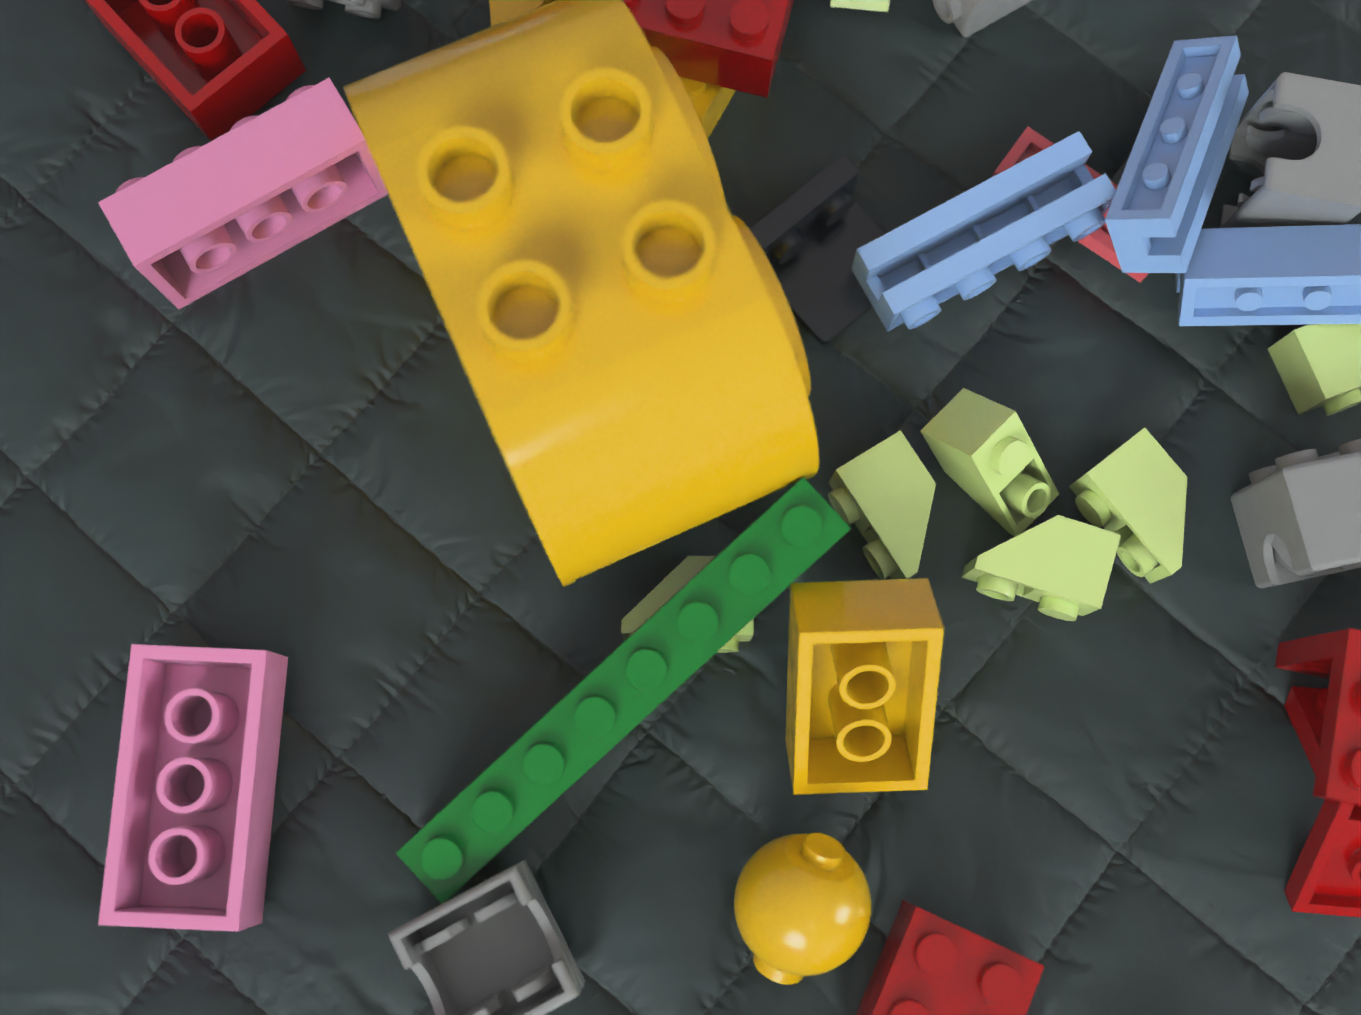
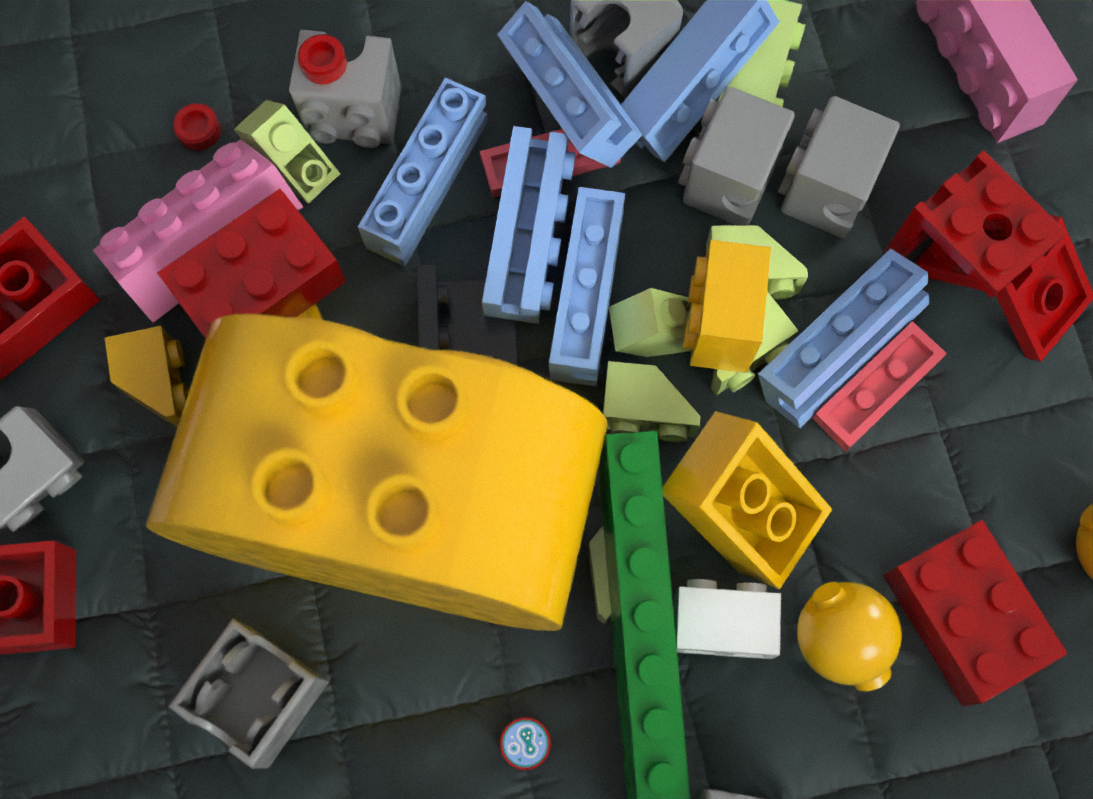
camera: 50 degrees left, 5 degrees down
(246, 195) = (136, 646): bright pink brick -> none
(281, 335) = (249, 694): none -> light grey piece
(439, 647) = (525, 743): none -> tile
(717, 761) = (727, 621): none -> white brick
(958, 88) = (424, 172): none -> light blue brick
(968, 346) = (587, 287): none -> light blue brick
(1061, 504) = (727, 306): none -> yellow brick
(1114, 745) = (878, 386): none -> coral plate
(1139, 667) = (845, 337): none -> light blue brick
(1249, 392) = (734, 155): none -> light grey piece

